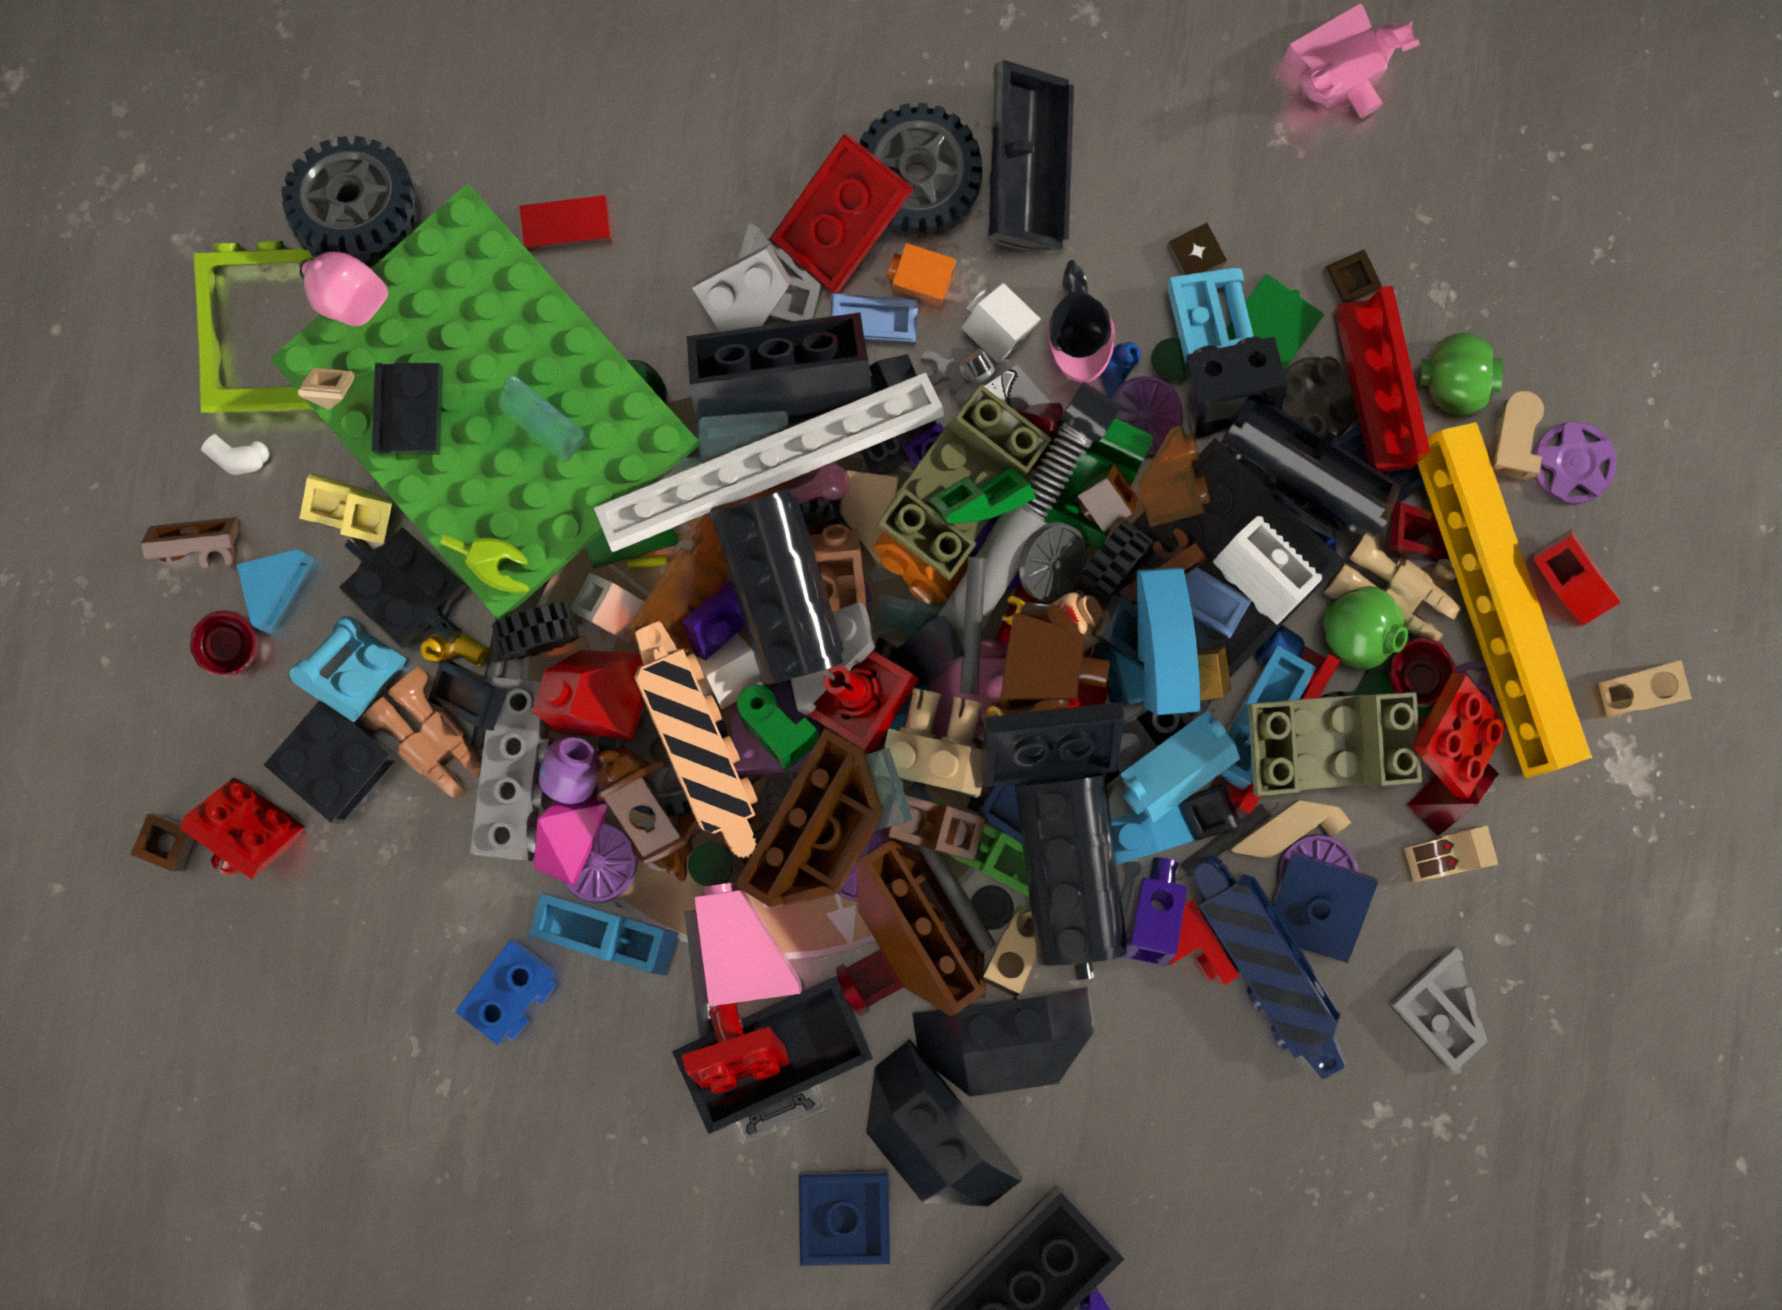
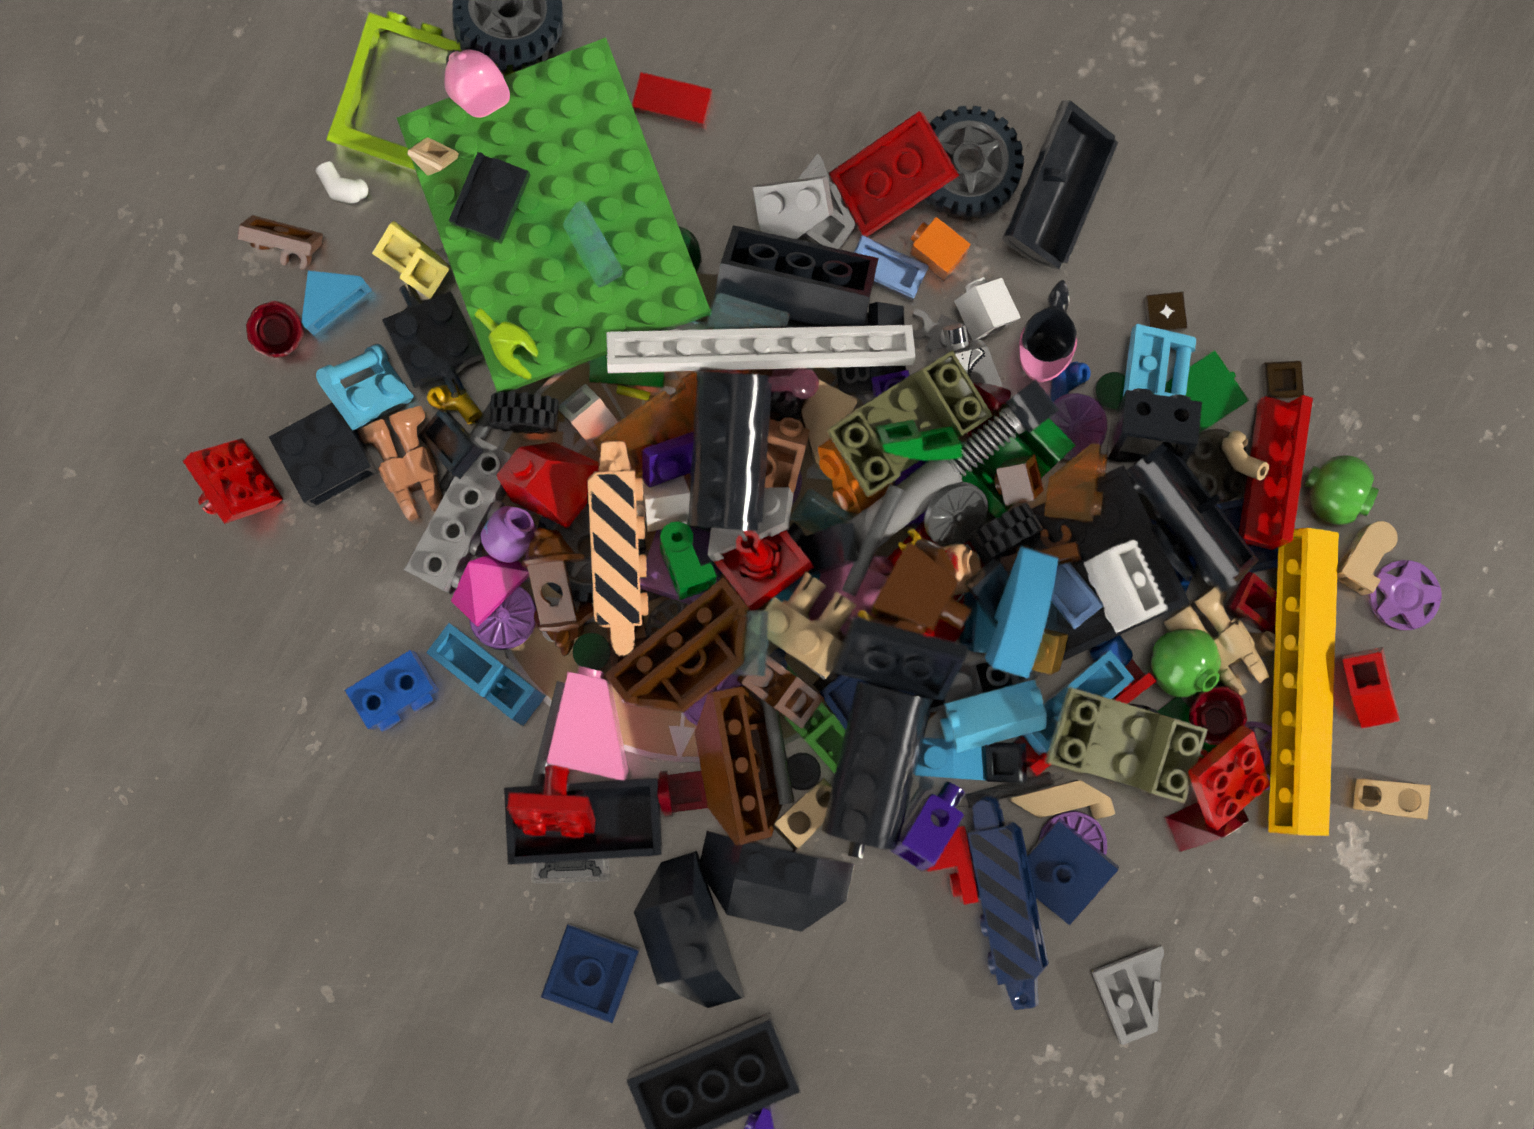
camera: 15 degrees right, 0 degrees up
(150, 843) = (156, 466): reddish brown plate -> none
(1339, 384) = (1239, 459): none -> tan arm
(1347, 59) = (1345, 203): bright pink torso -> none
(1451, 854) = (1186, 870): tan leg -> none

